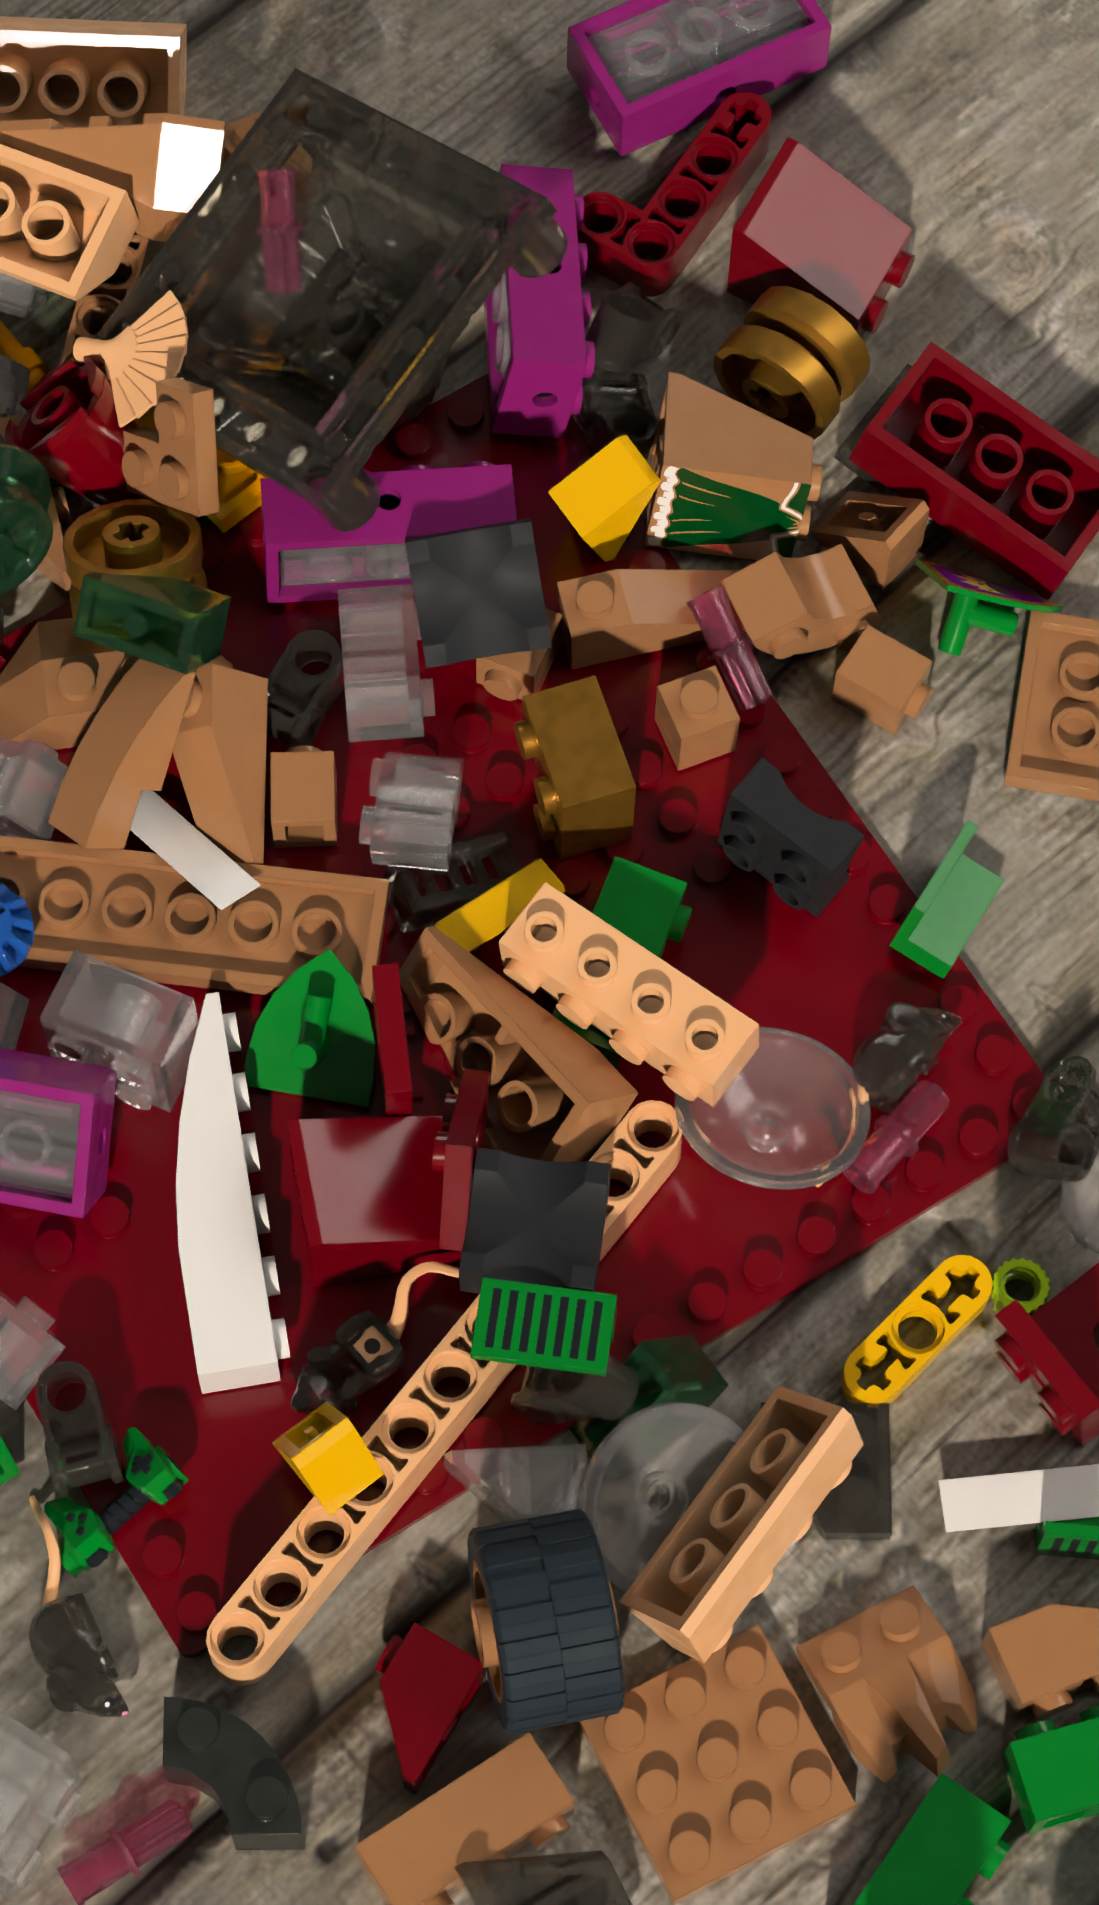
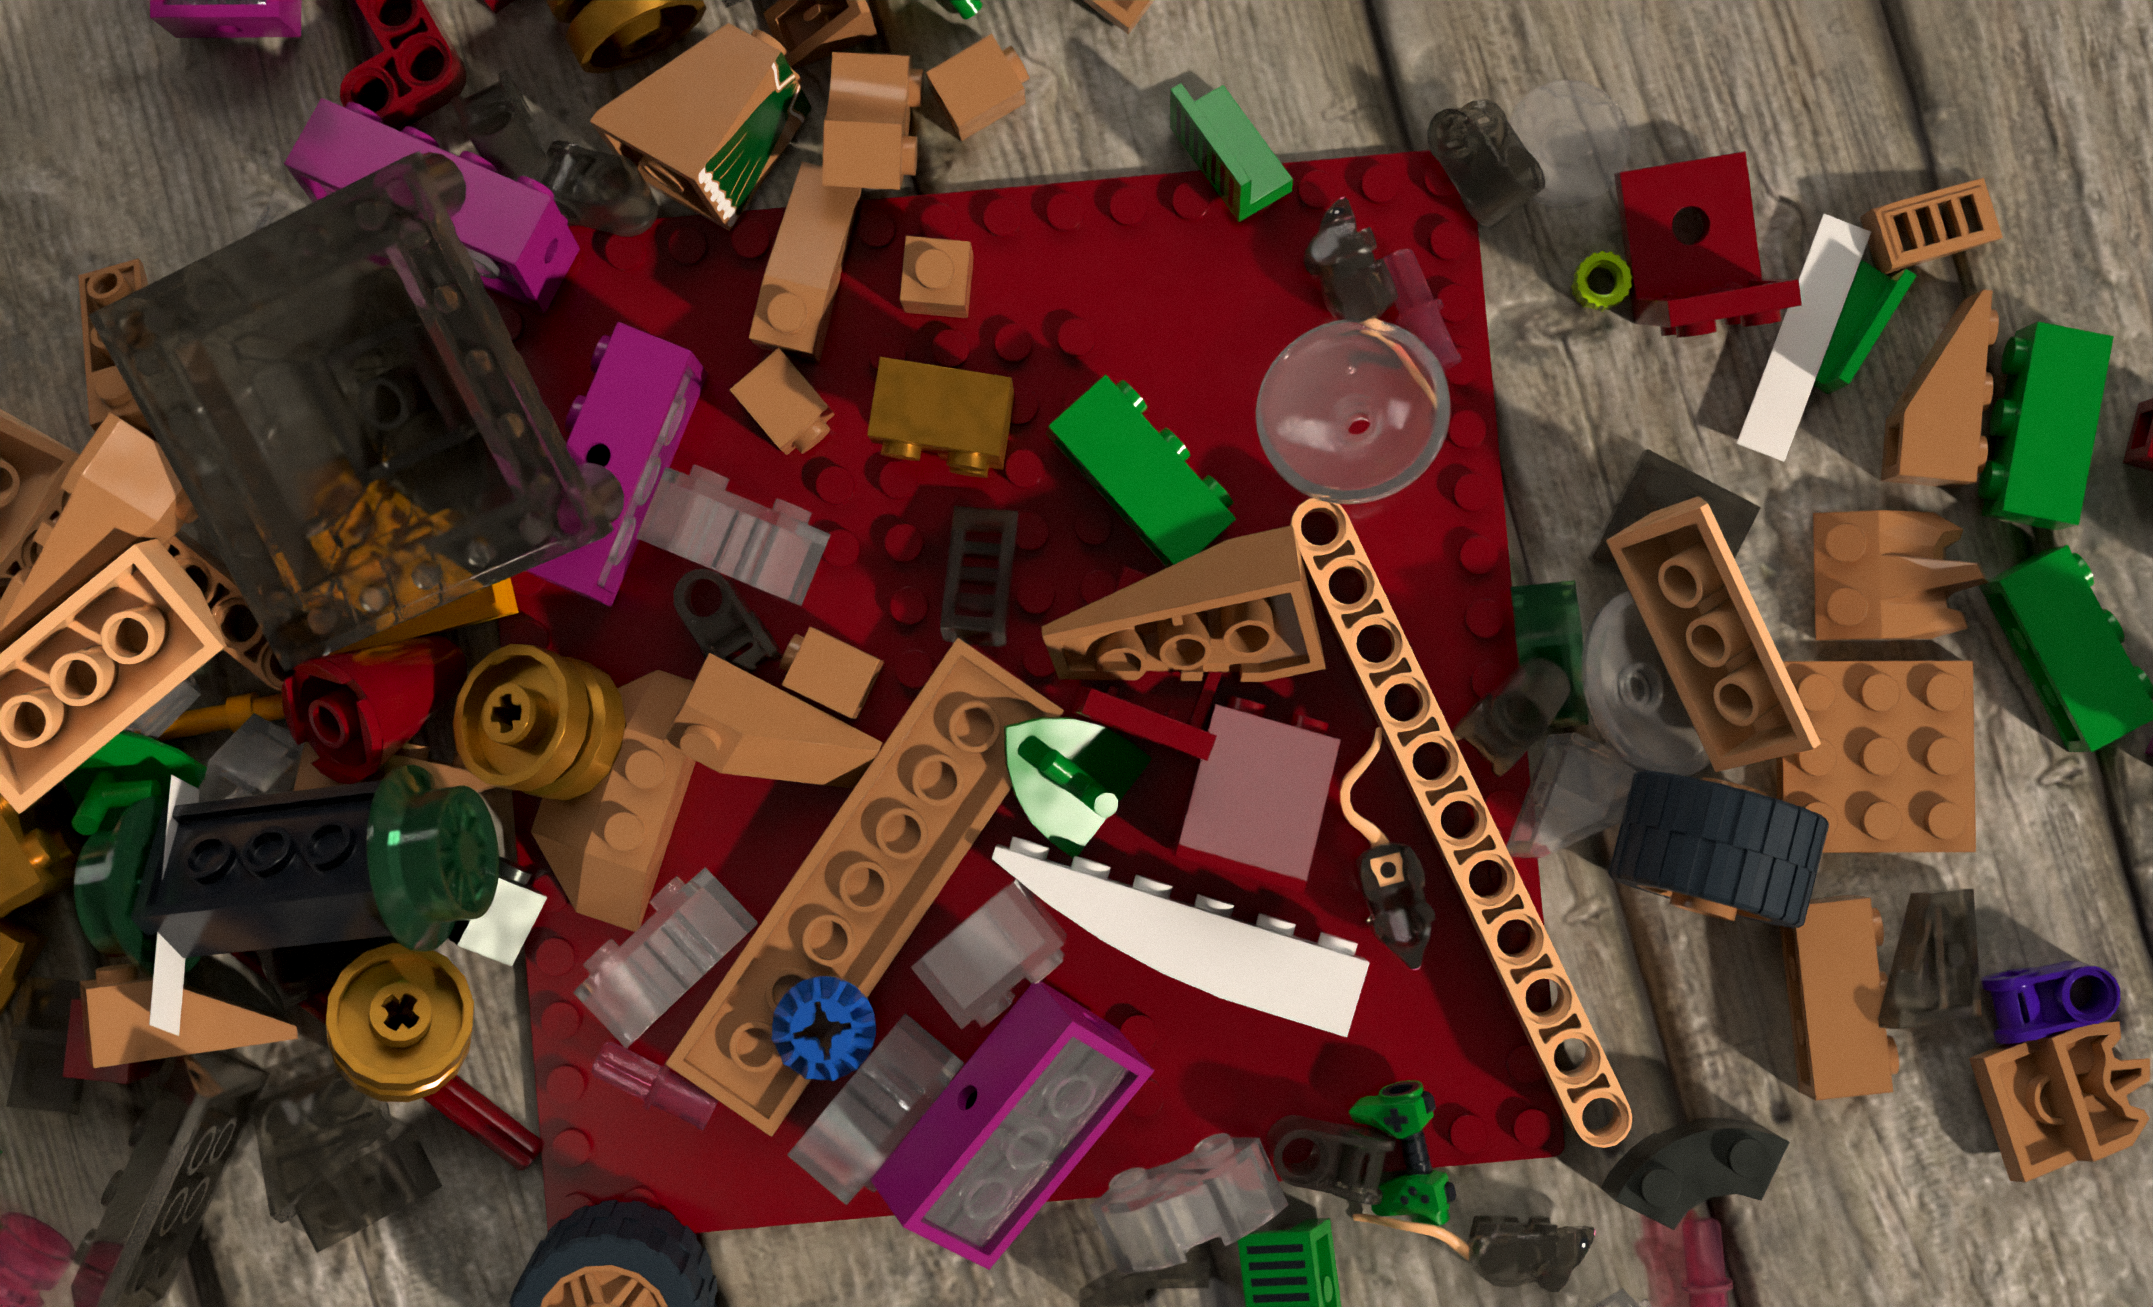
camera: 55 degrees left, 20 degrees up
(121, 756) = (720, 822): medium nougat slope -> none
(140, 356) = (325, 615): light nougat hand -> none
(153, 618) = (616, 738): clear green slope -> none
(180, 458) = (445, 631): medium nougat plate -> none
(190, 851) = (799, 815): white sticker -> none
(279, 230) = (259, 418): clear pink axle -> none
(329, 1457) = (1483, 967): yellow slope -> none
(412, 810) = (906, 580): clear brick -> none
(424, 1697) = (1708, 974): dark red slope -> none
(456, 1151) = (1282, 718): dark red wing -> none
(478, 592) = (734, 419): black brick -> none
(497, 907) = (1044, 554): yellow slope -> none
(534, 1222) = (1377, 682): black brick -> none
(544, 1326) = (1479, 724): green panel -> none
(607, 495) = (680, 244): yellow slope -> none
(628, 995) = (1200, 486): light nougat brick -> none
(730, 648) = (884, 210): clear pink axle -> none
(787, 841) = (1088, 271): black brick -> none
(936, 1286) = (1565, 349): yellow beam -> none

